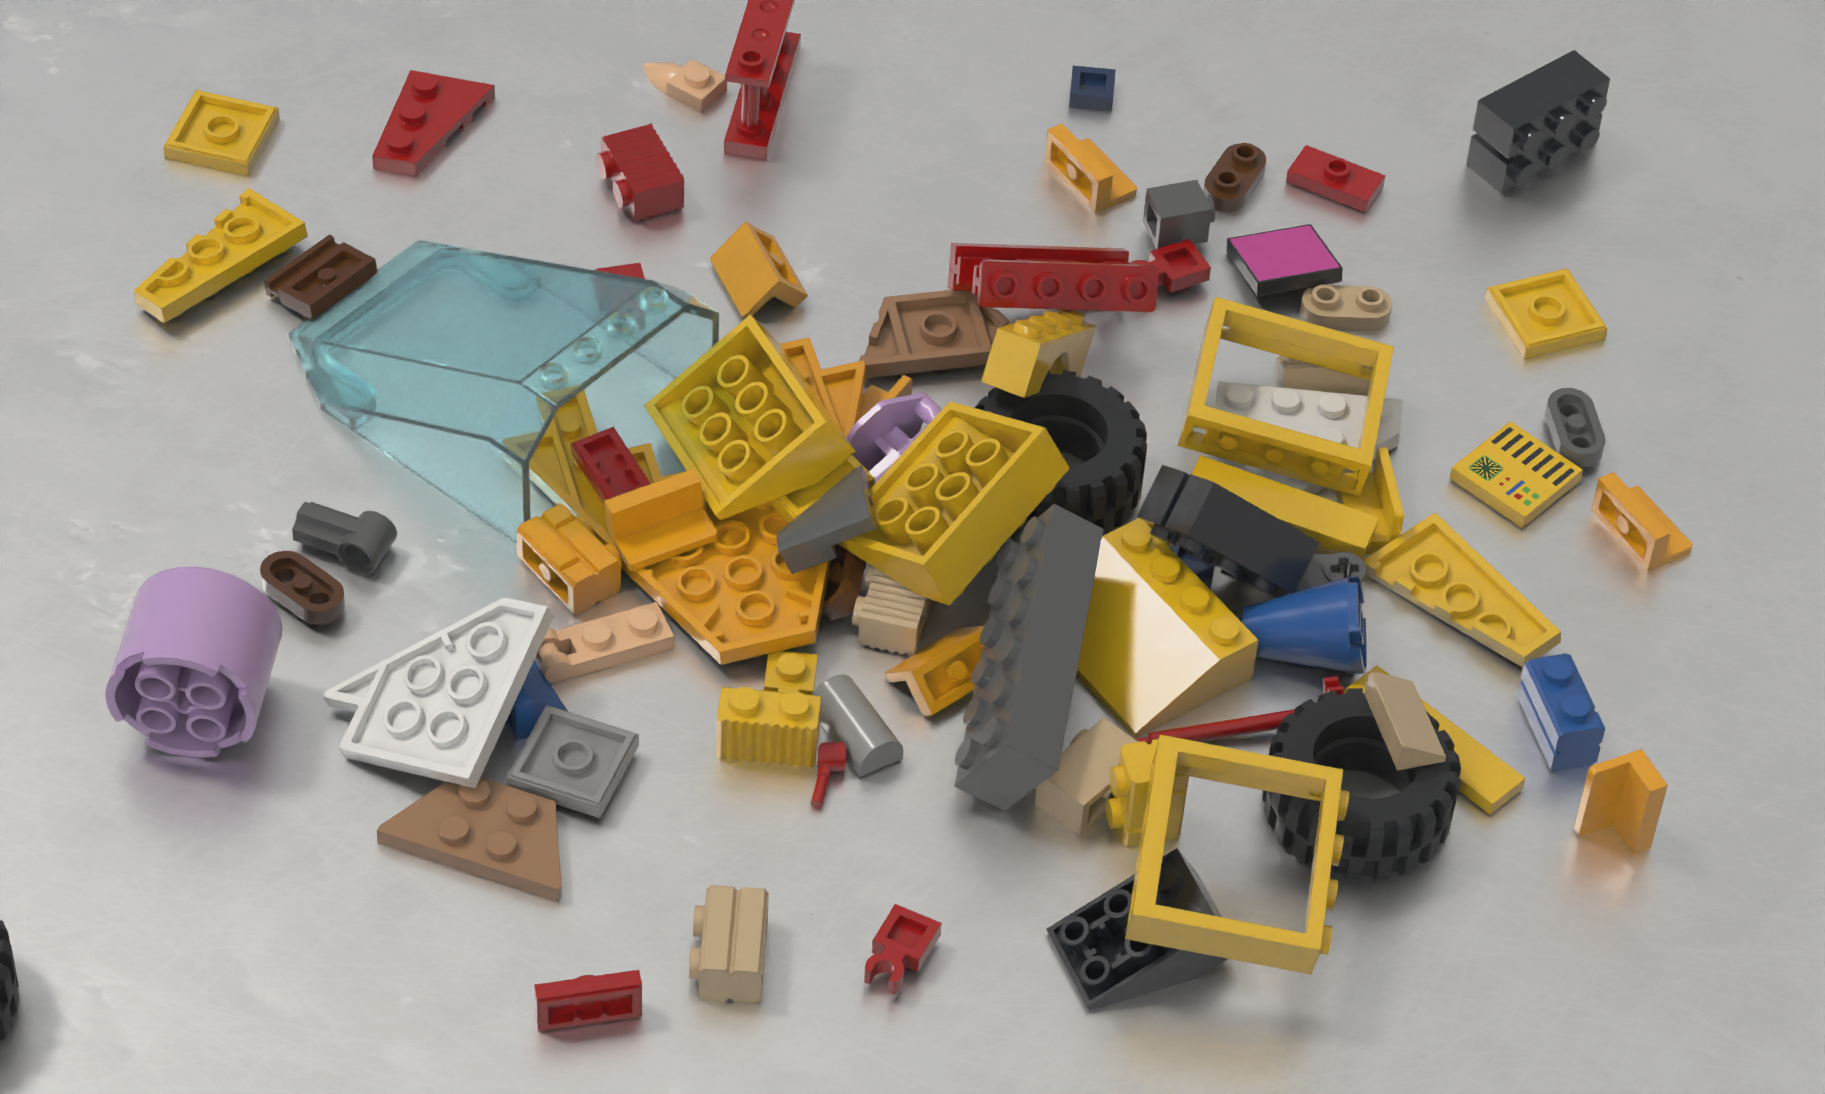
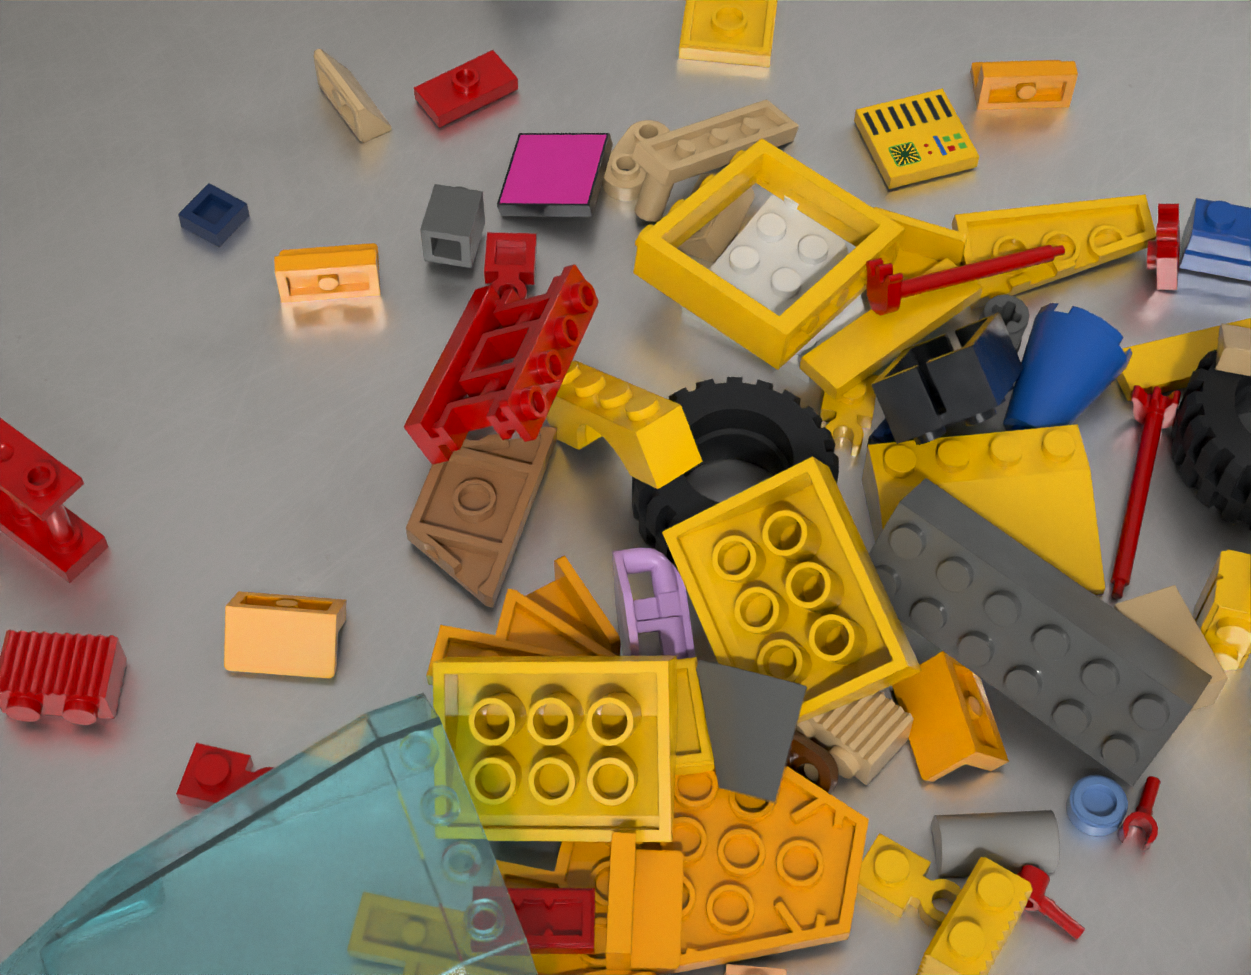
camera: 60 degrees left, 10 degrees up
(927, 812) = (1143, 813): none -> red hand
(931, 782) = (1096, 805): none -> medium blue tile
(1235, 176) = (406, 154): reddish brown plate -> none
(1268, 111) = (349, 98): none -> tan slope
(1296, 478) = (888, 289): none -> red piece
(1415, 351) = (703, 148): none -> tan piece
(1505, 664) = (1164, 252): none -> red plate
(1575, 426) = (887, 68): dark grey plate -> none

